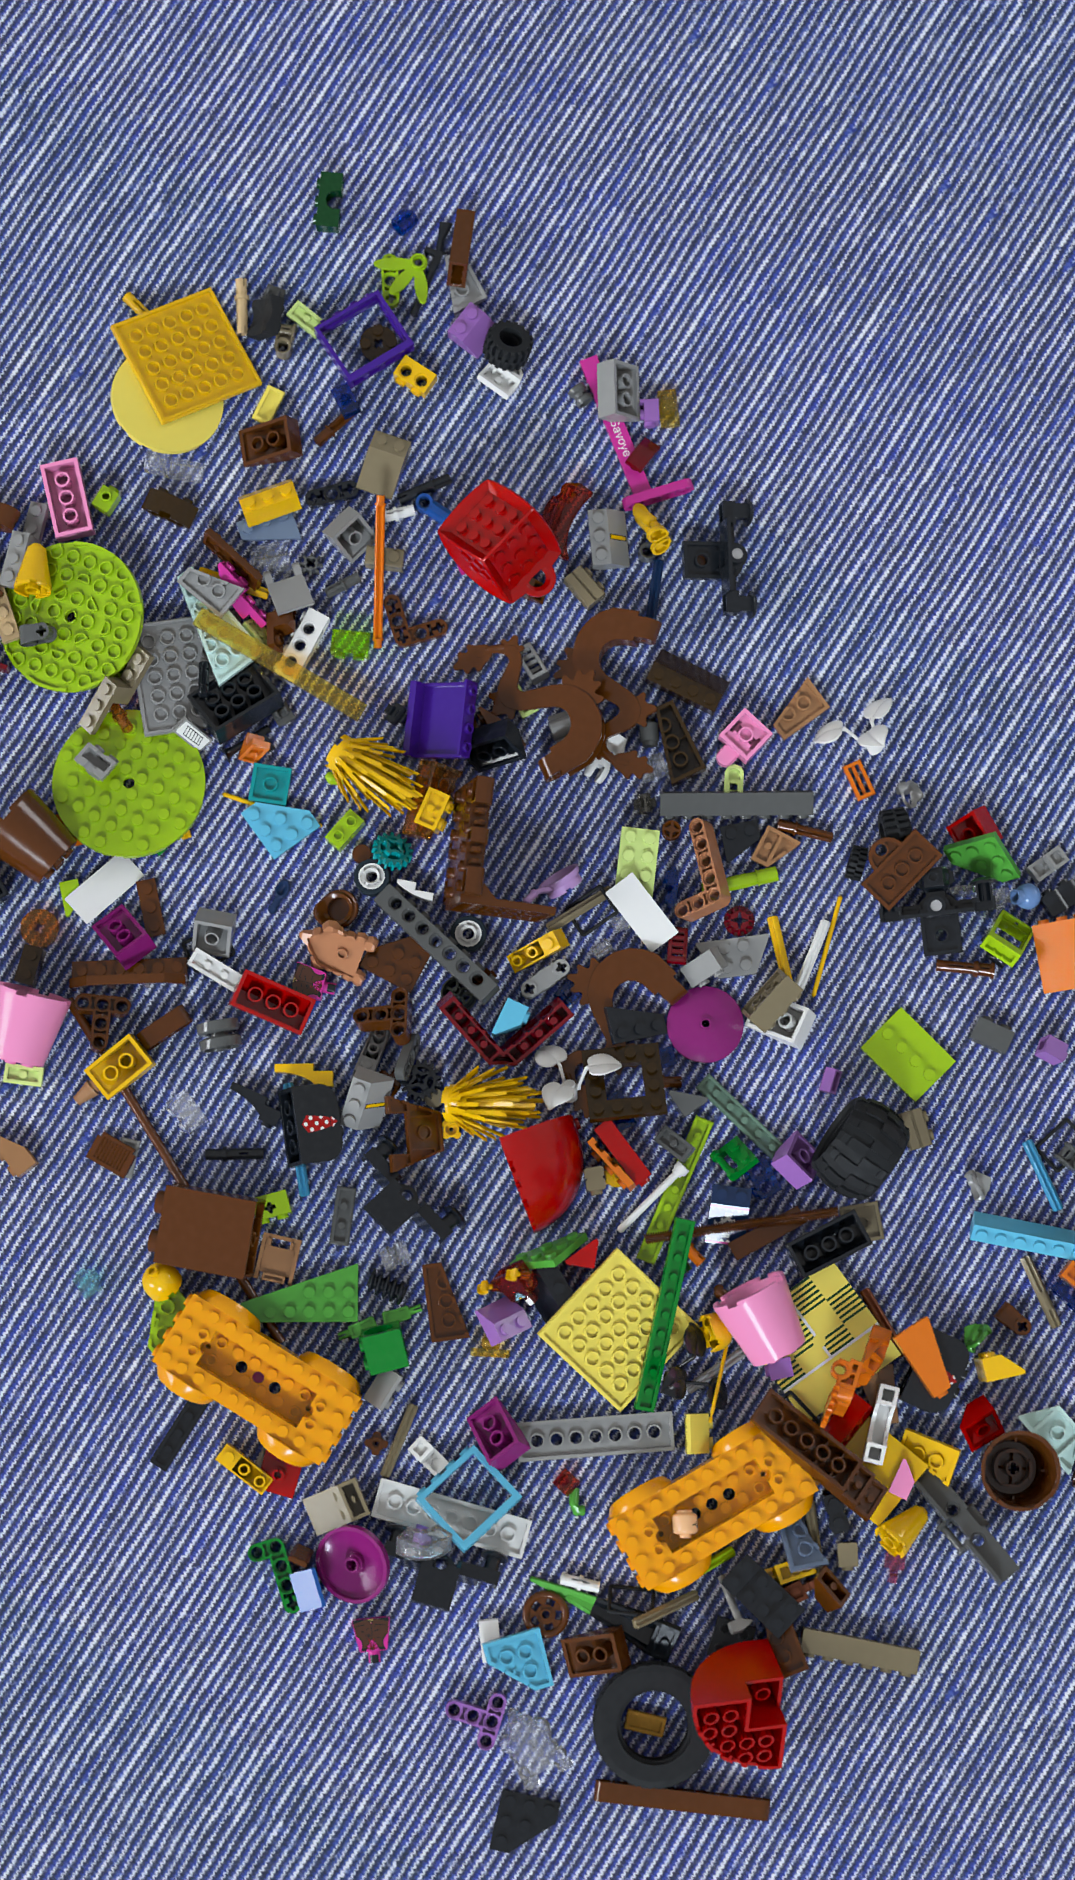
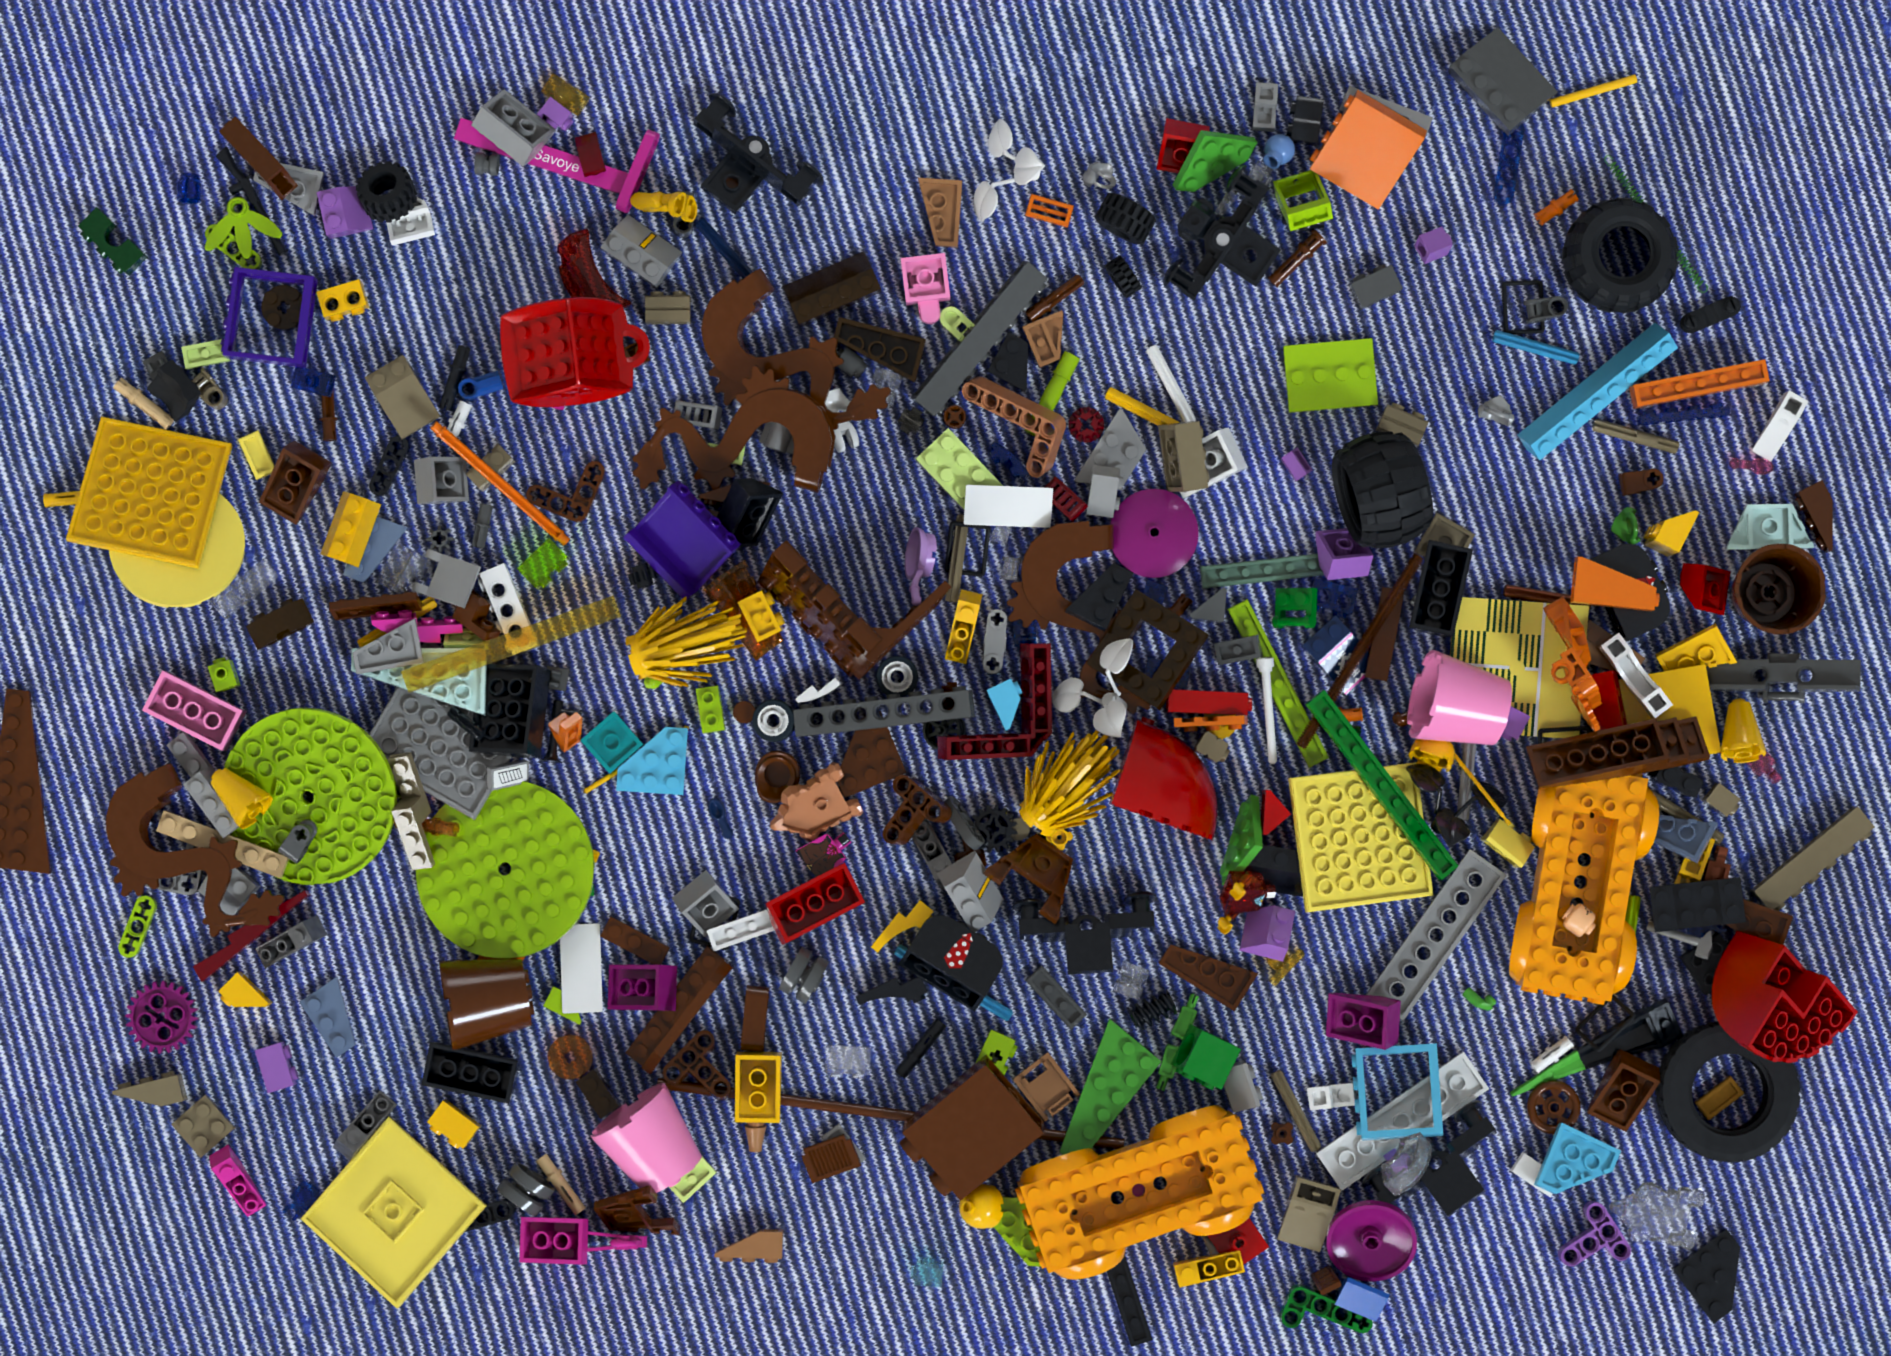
camera: 45 degrees left, 5 degrees up
(95, 762) = (462, 883): light grey cylinder -> none
(372, 1635) = (1446, 1274): torso -> none
(392, 851) = (765, 683): teal gear -> none
(566, 1482) = (1455, 993): clear red tile -> none
(665, 1609) = (1637, 999): dark tan axle -> none
(683, 1800) = (1813, 1119): reddish brown beam -> none
(826, 947) = (1170, 360): yellow axle -> none
(829, 1590) = (1740, 841): reddish brown slope -> none
(899, 867) = (1161, 242): reddish brown plate -> none
(902, 1482) = (1700, 698): bright pink tile -> none

